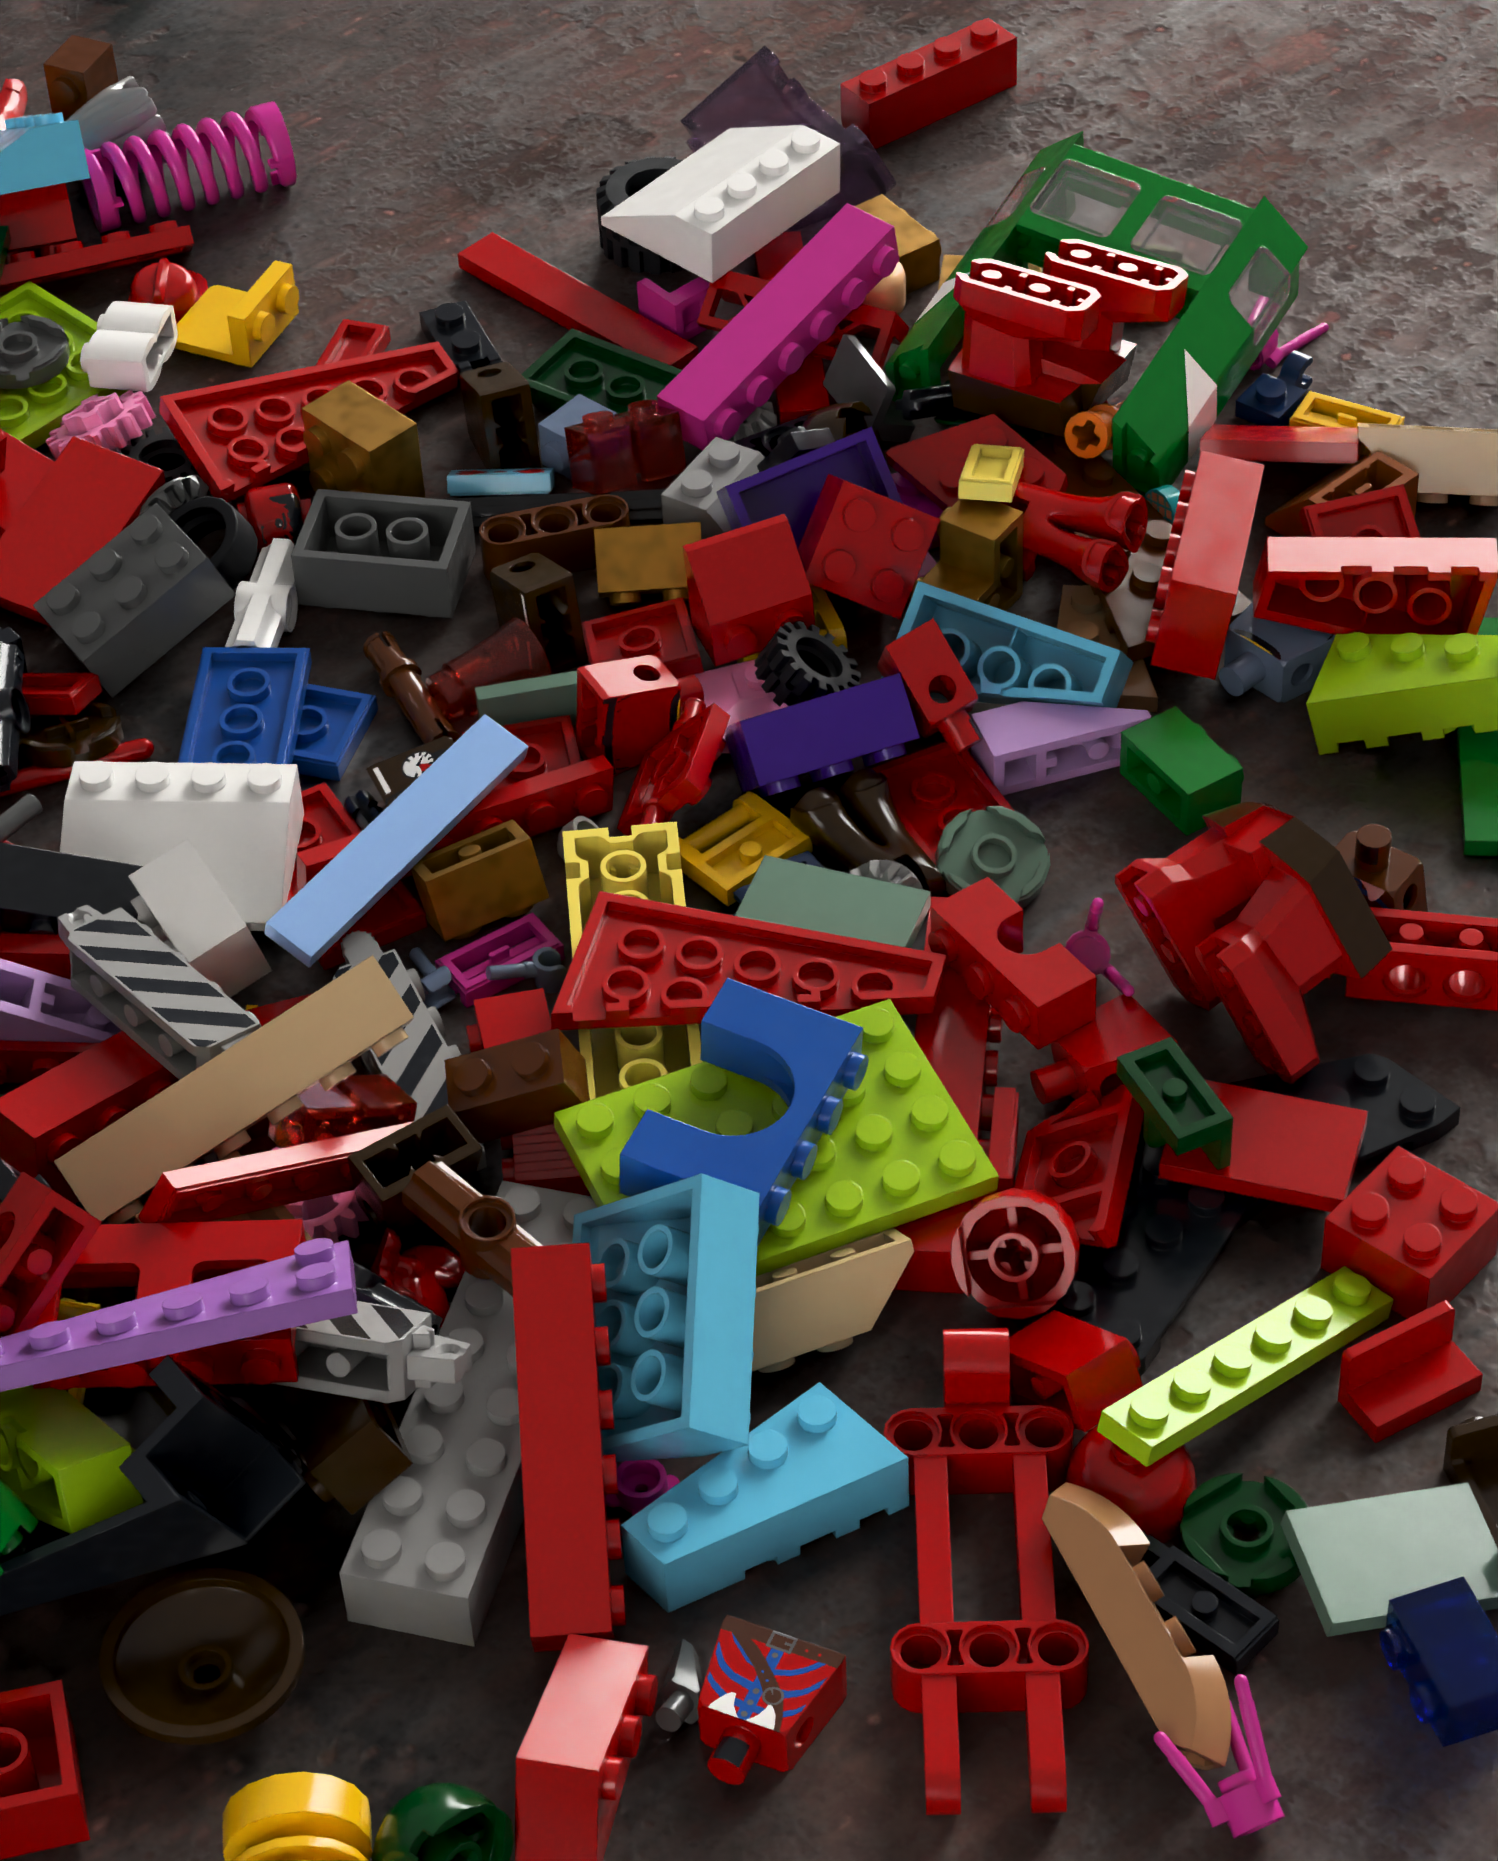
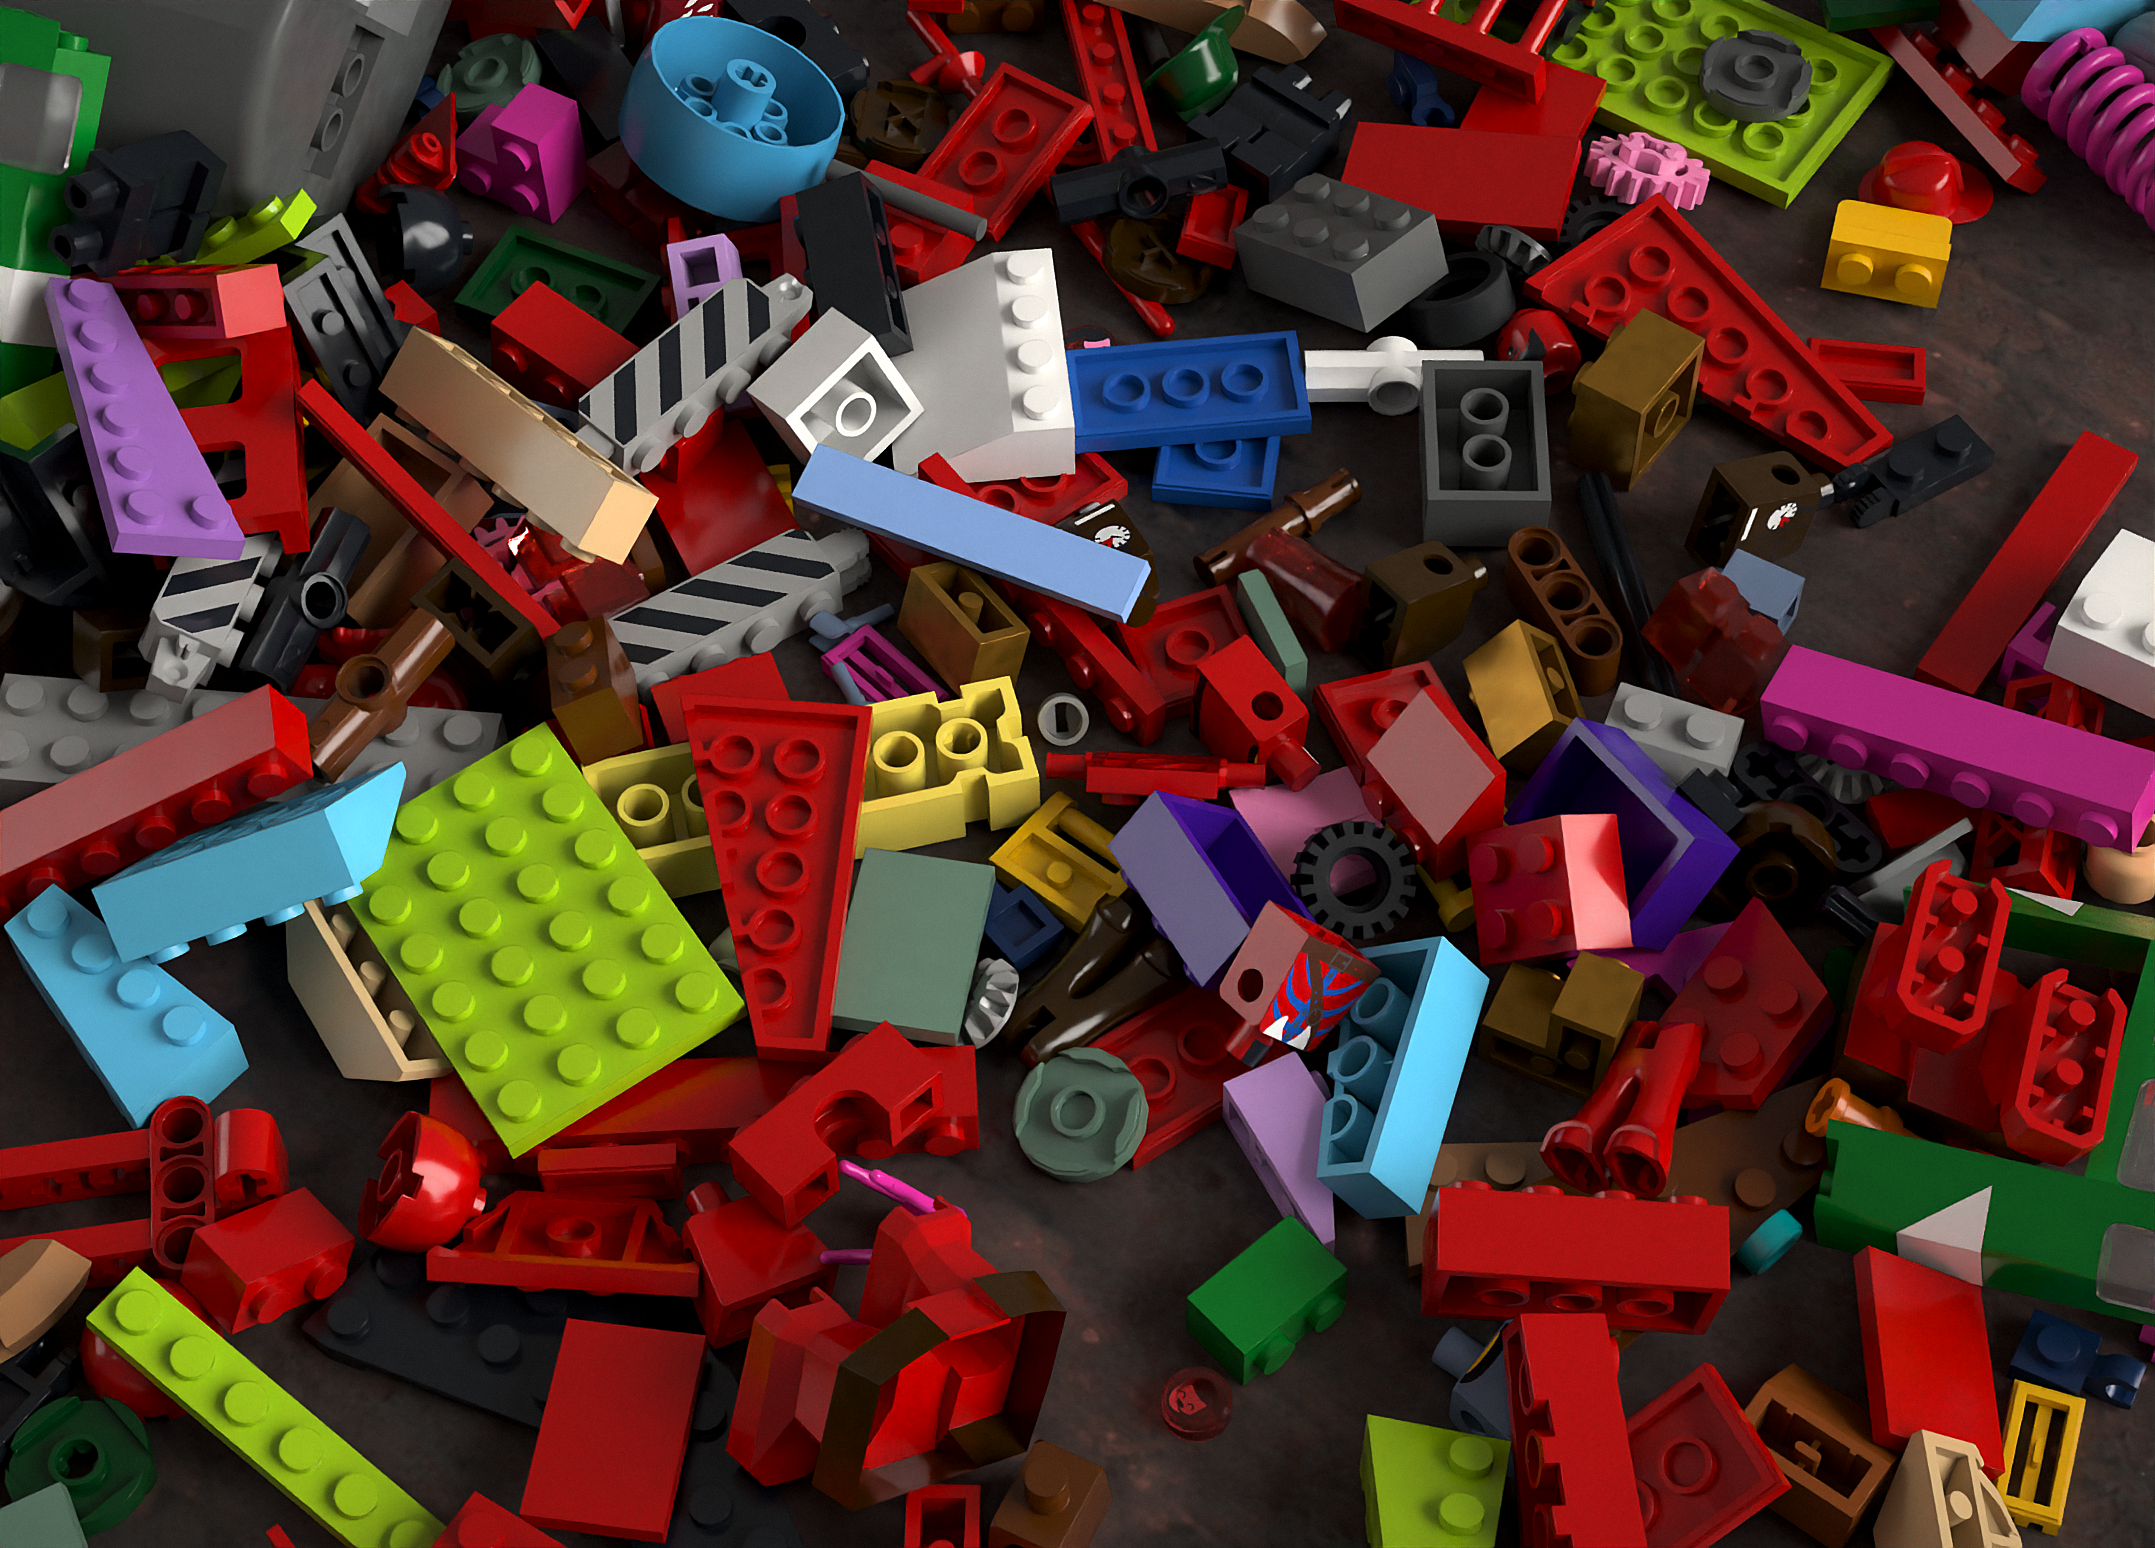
camera: 80 degrees right, 10 degrees up
(130, 346) = (1773, 159): white brick -> none
(500, 481) = (1657, 538): medium azure tile -> none
(597, 371) = (1873, 600): dark green plate -> none
(794, 1052) = (584, 926): blue arch -> none
(991, 473) = (1683, 995): light yellow tile -> none
(1176, 1102) = (603, 1306): dark green panel -> none

